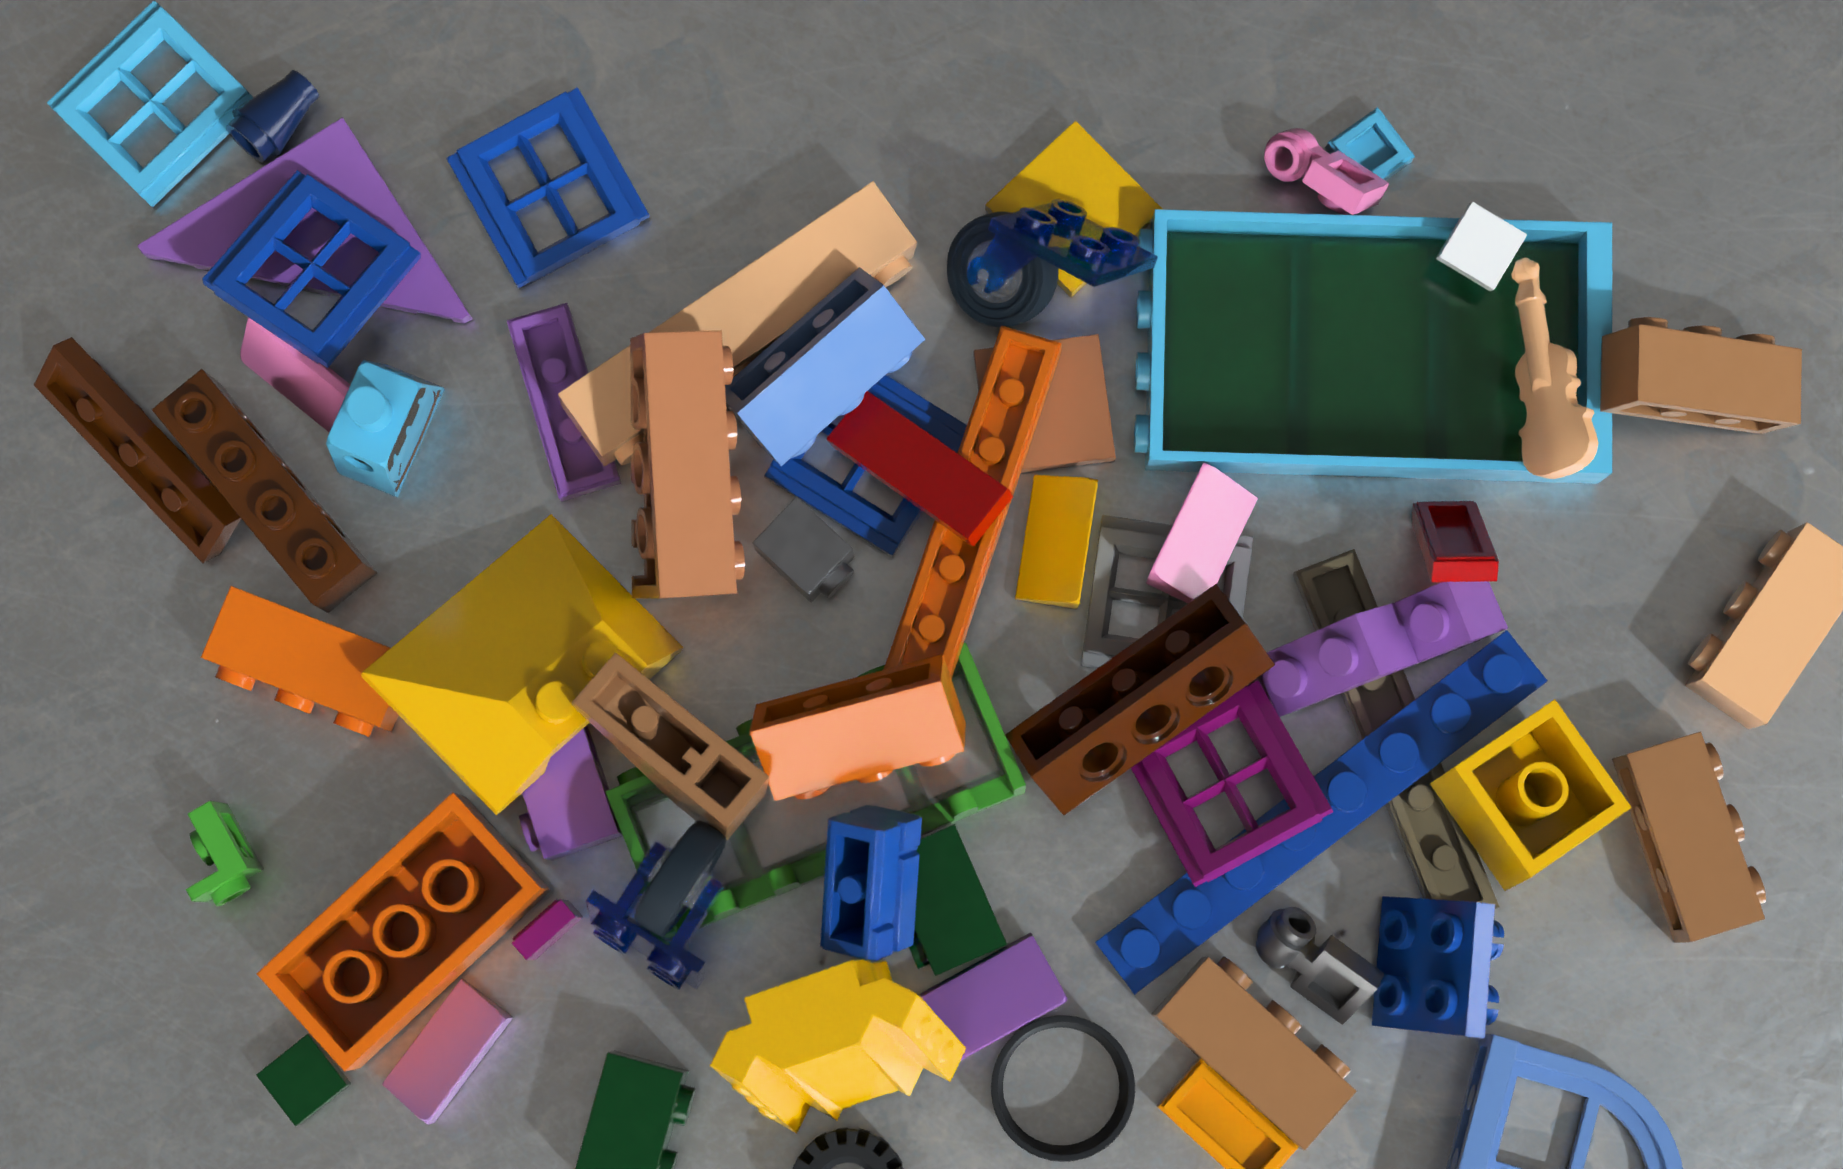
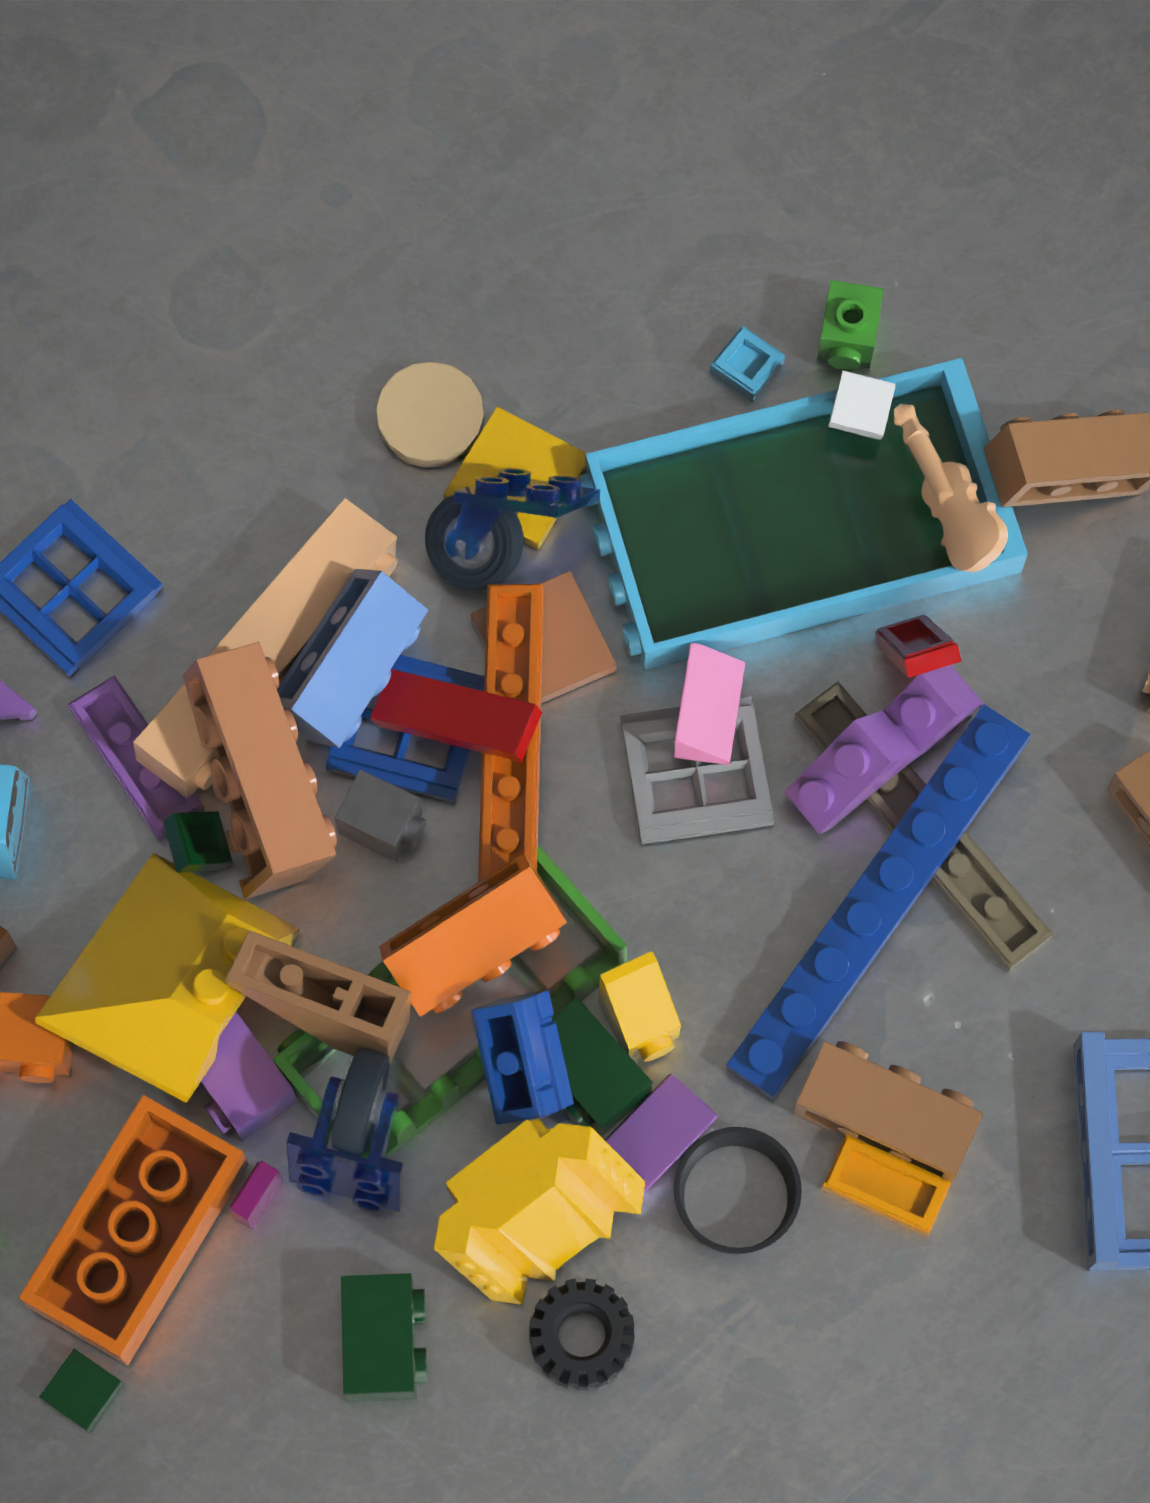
camera: 20 degrees left, 10 degrees down
(446, 1052) = (200, 1327): lavender slope -> none
(600, 518) = (197, 841): none -> dark green tile
(999, 106) = (430, 414): none -> tan tile
(1019, 859) = (639, 1008): none -> yellow slope
(1056, 540) = (589, 747): yellow slope -> none
(1139, 700) = (699, 848): reddish brown brick -> none
(1277, 755) = (828, 861): magenta piece -> none
(1326, 975) = (931, 1032): flat silver plate -> none
(1336, 177) = (731, 390): bright pink plate -> none
(1436, 966) = (1015, 992): blue plate -> none
(1498, 144) = (850, 325): none -> bright green brick
(1530, 796) = (1046, 830): yellow brick -> none

